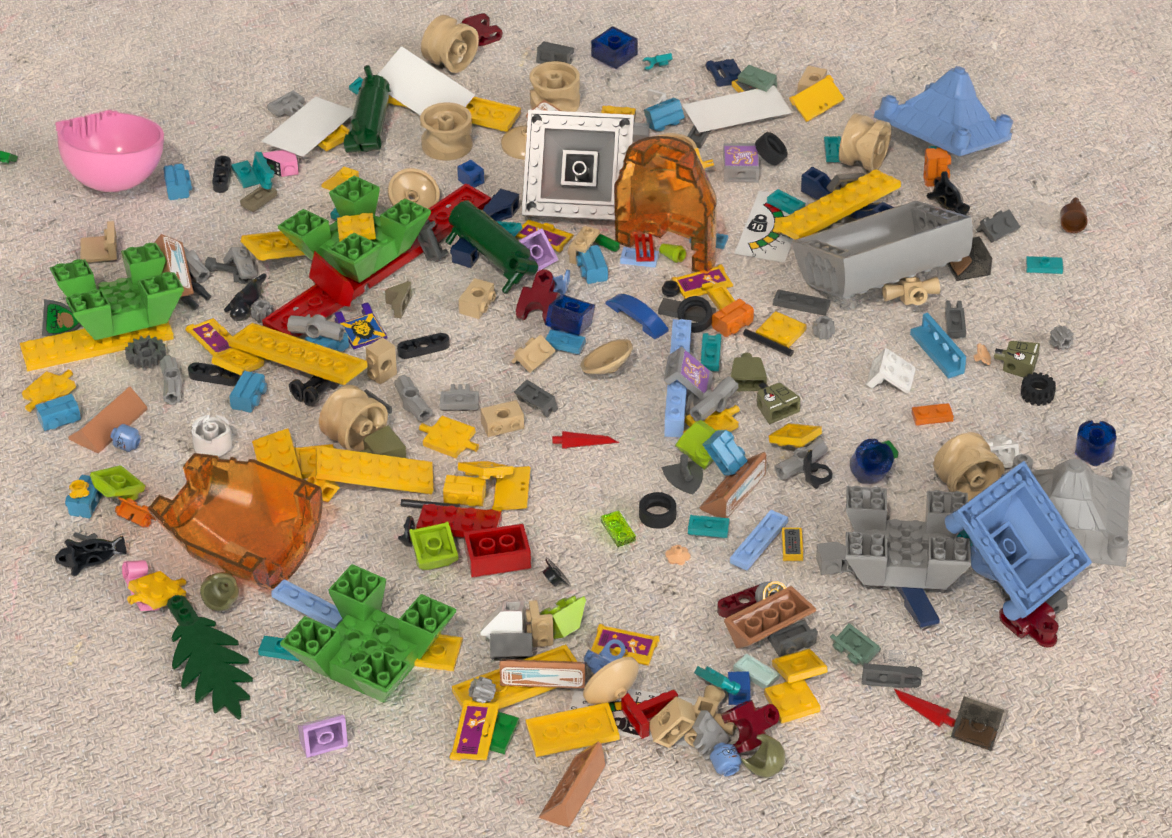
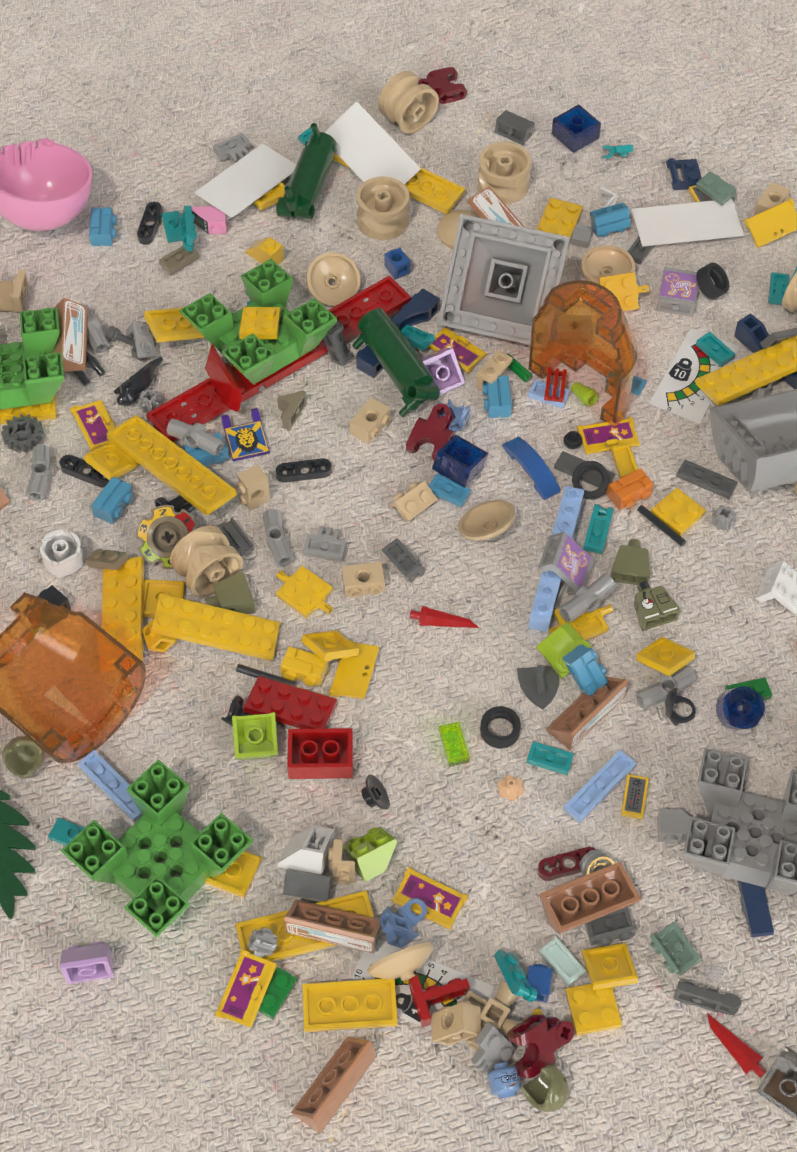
camera: 10 degrees right, 15 degrees up
(259, 434) = (107, 559): none -> dark tan plate
(294, 407) = (152, 529): none -> dark tan piece

